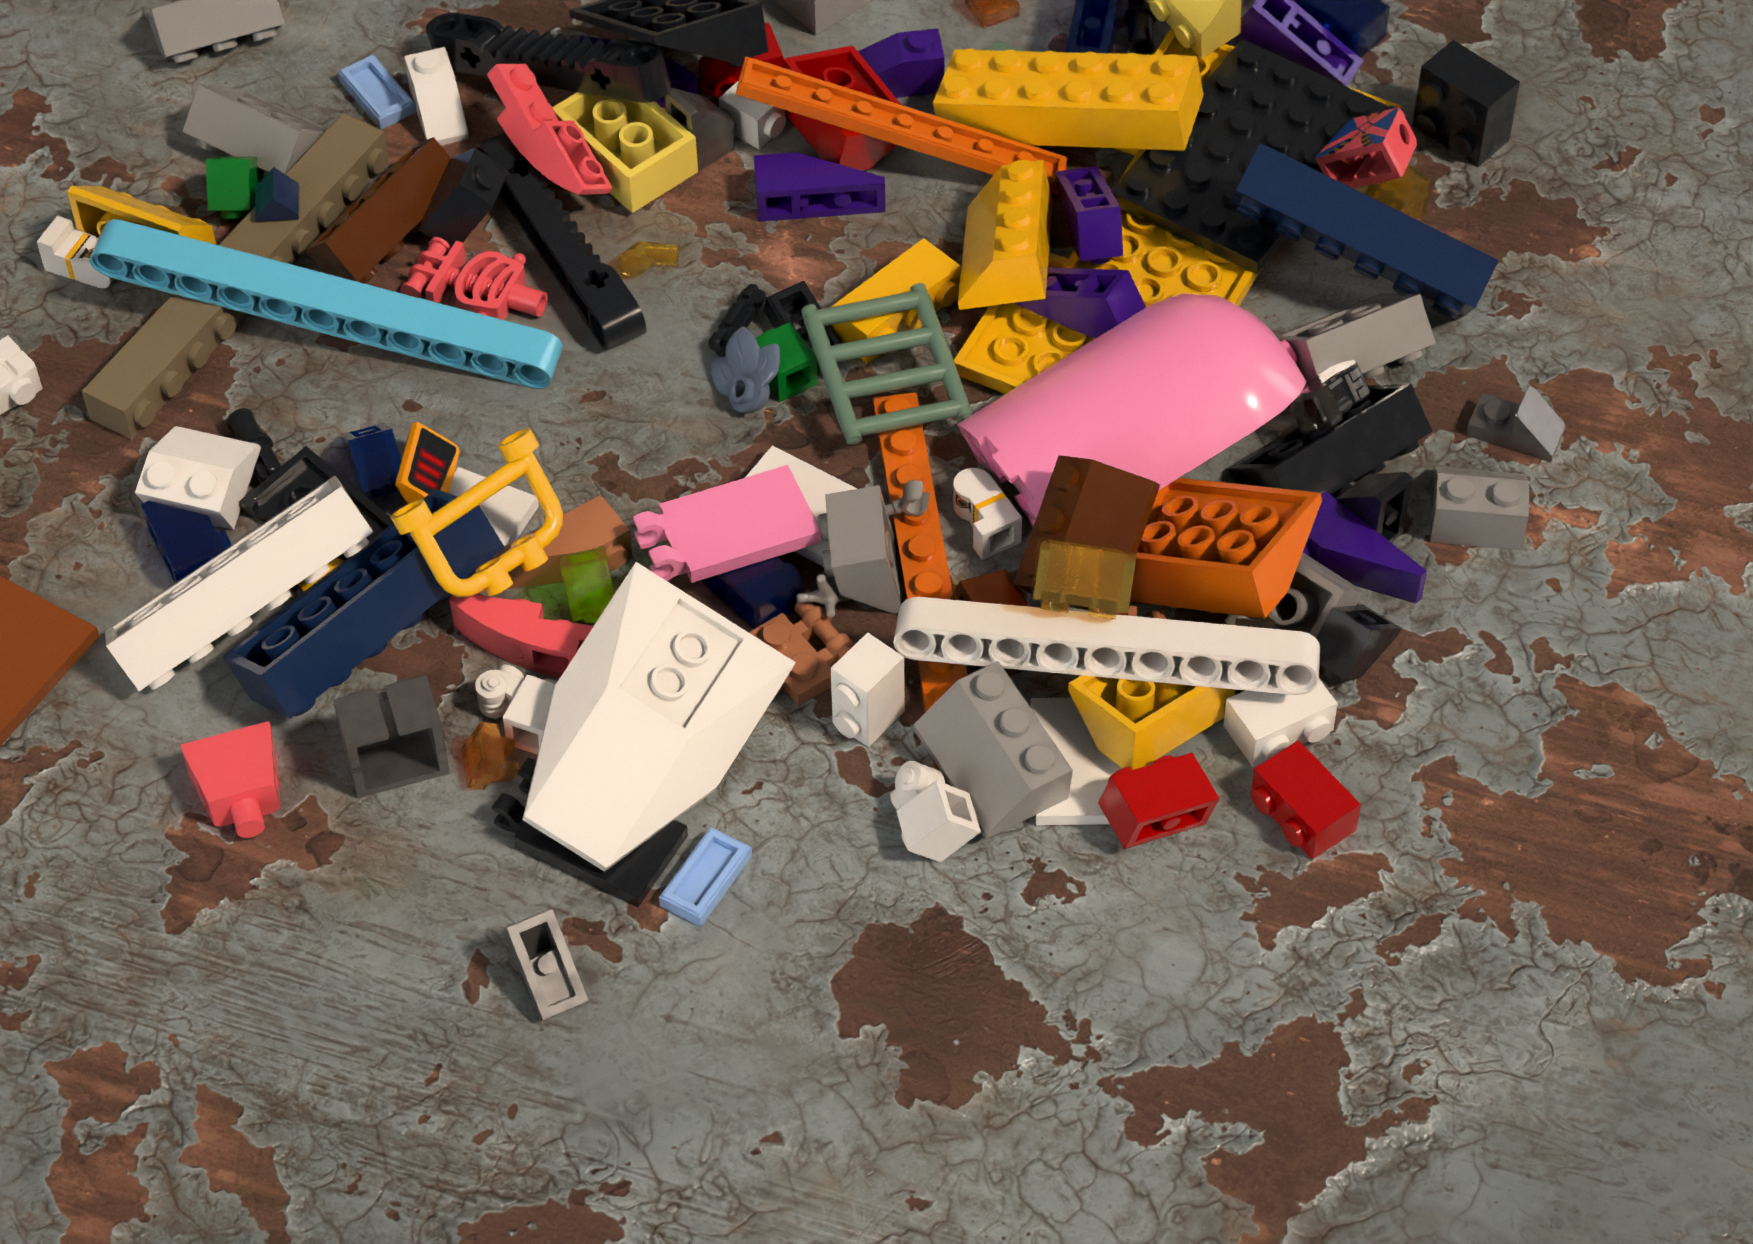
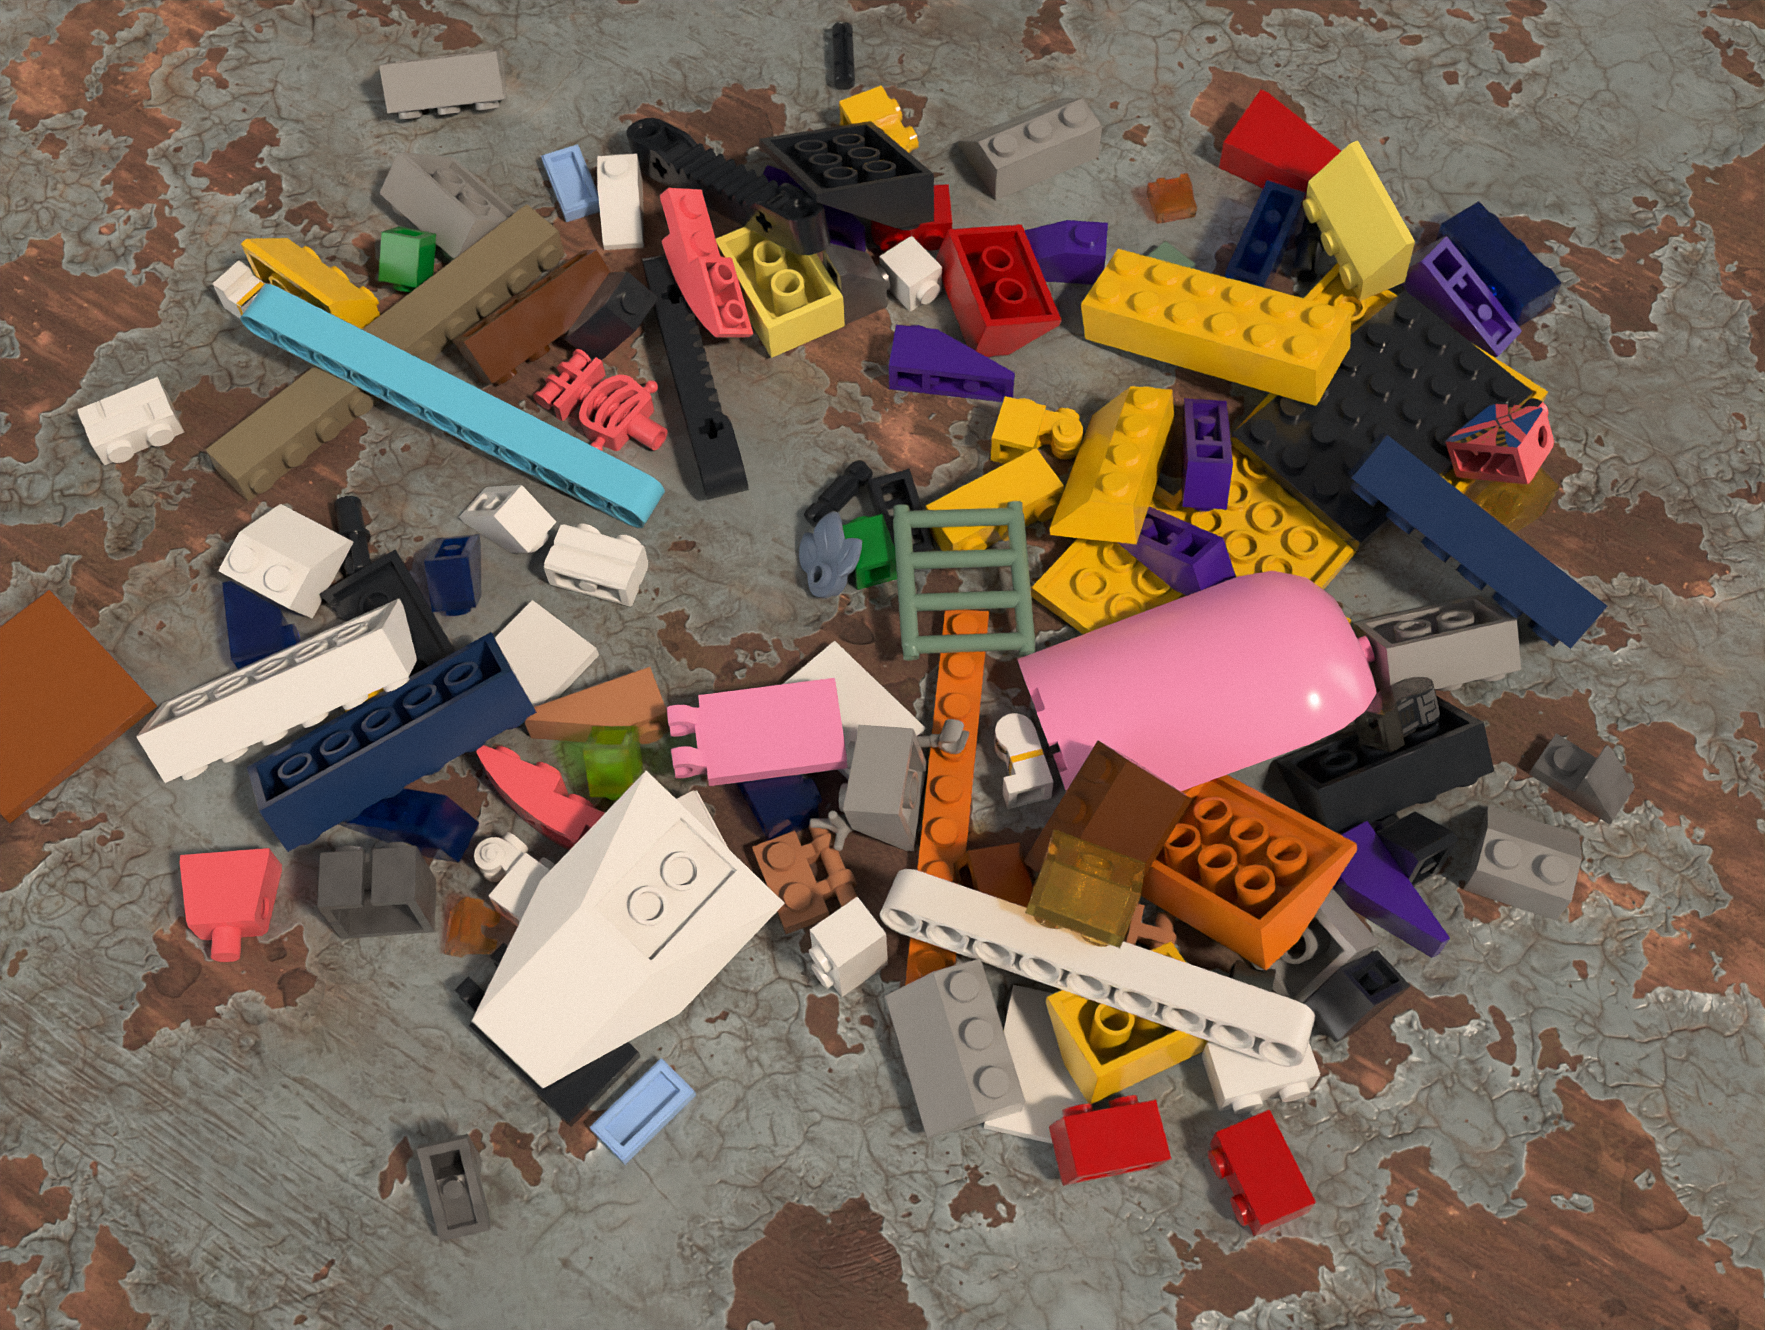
camera: 15 degrees right, 10 degrees up
(277, 197) = (438, 283): dark blue slope -> none
(409, 659) = (420, 819): none -> clear blue slope
(412, 395) = (509, 518): none -> white slope
(426, 463) = (499, 597): slope -> none
(500, 412) = (596, 564): none -> white brick
(526, 551) = (558, 720): yellow bar -> none
(647, 254) = (770, 406): clear yellow arm -> none
(888, 120) = (1037, 318): orange tile -> none
(909, 221) = (1028, 425): none -> yellow brick
(932, 814) = (874, 1107): white brick -> none
(1465, 103) = (1614, 405): black brick -> none

